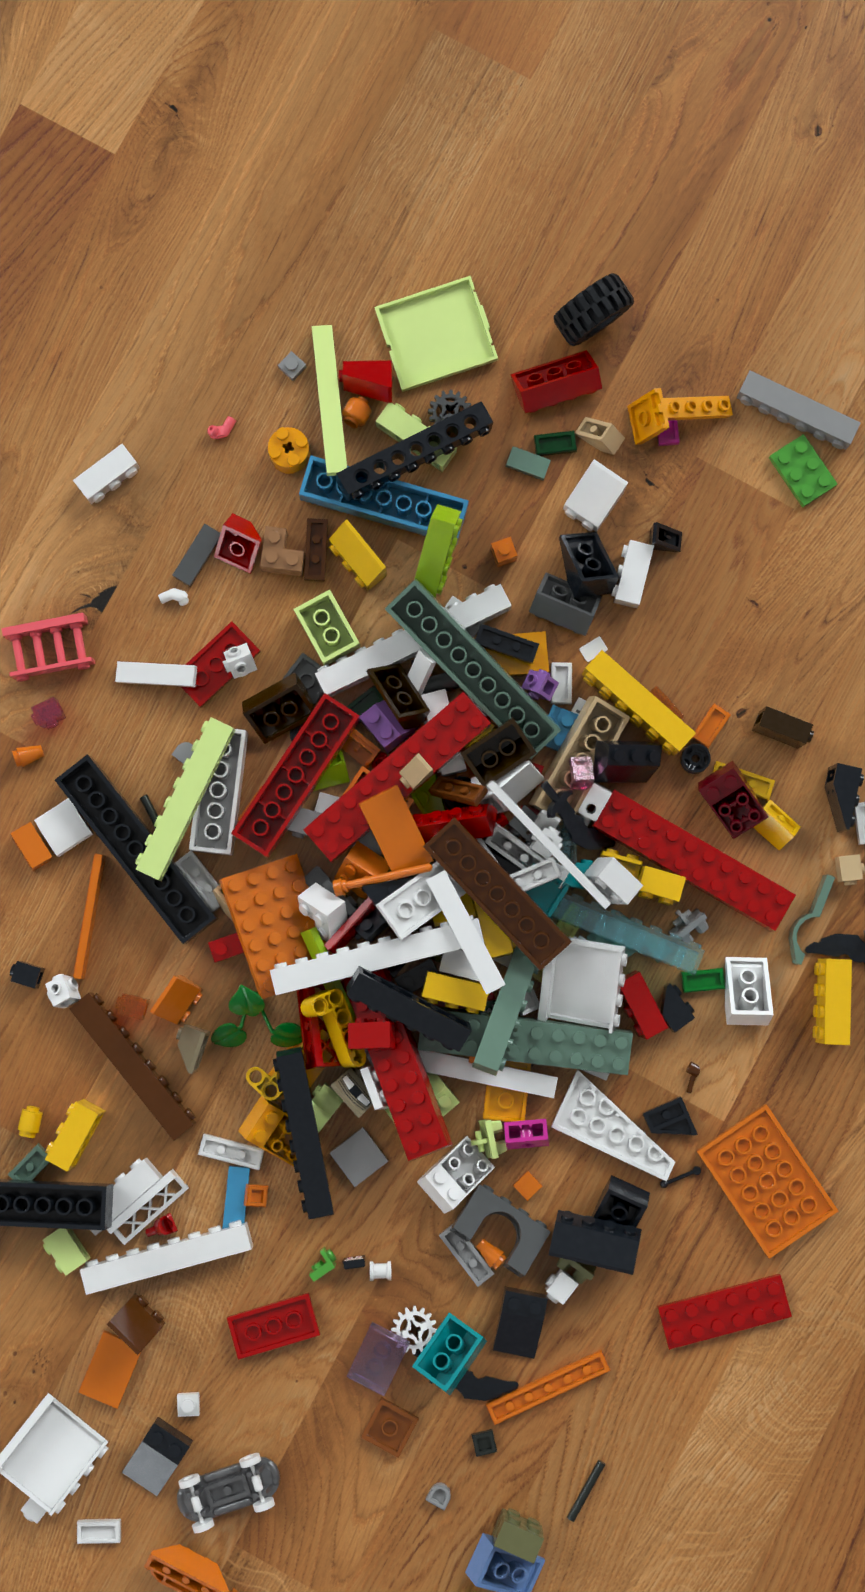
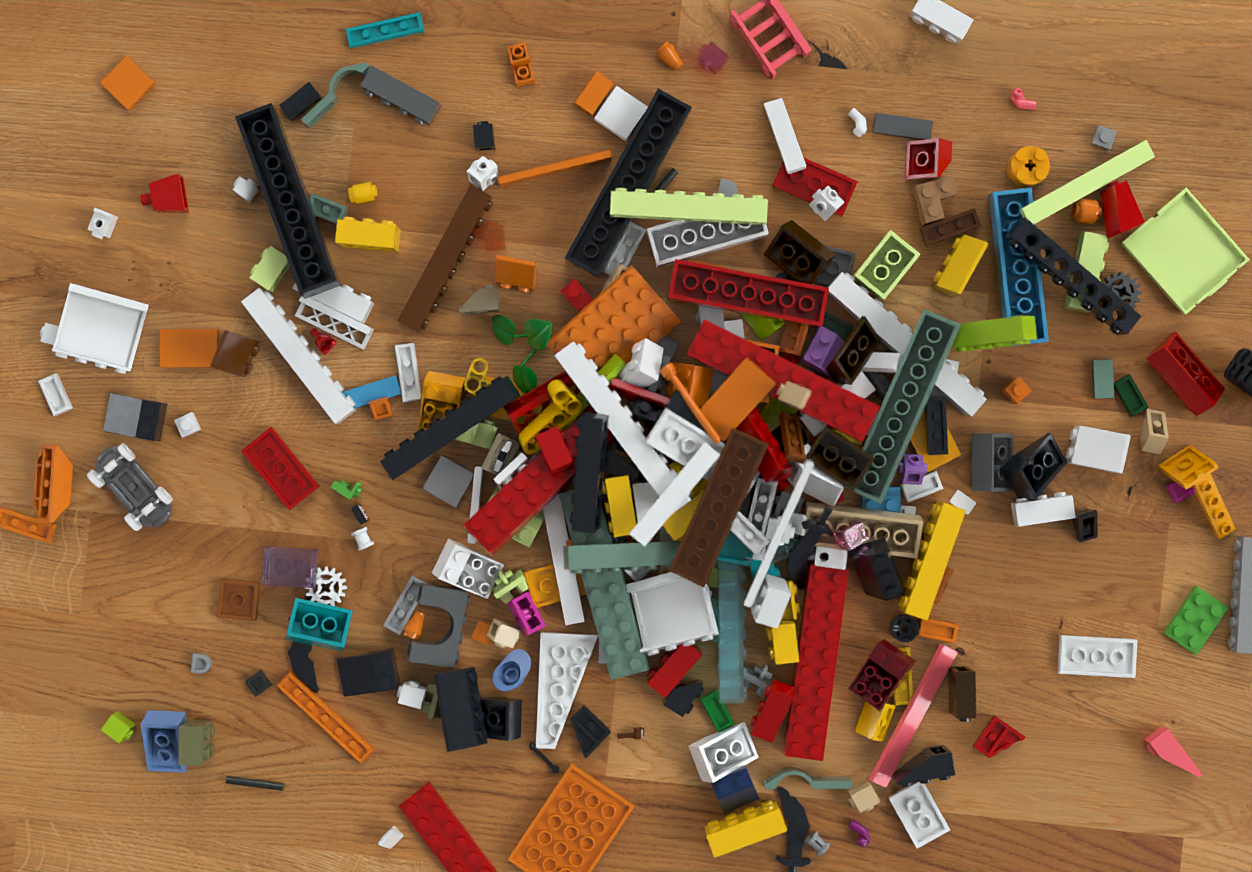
camera: 70 degrees right, 5 degrees up
(385, 1134) = (476, 496): none -> white tile
(536, 1165) = (503, 633): none -> tan brick
(577, 1172) = (512, 670): none -> medium blue piece
(699, 1371) = (390, 838): none -> white slope
(724, 925) = (771, 710): none -> red brick
(786, 786) = (913, 715): none -> coral tile
(790, 995) = (735, 790): none -> dark blue slope
(800, 580) = (1097, 656): none -> white tile
(841, 712) = (996, 737): none -> red wing

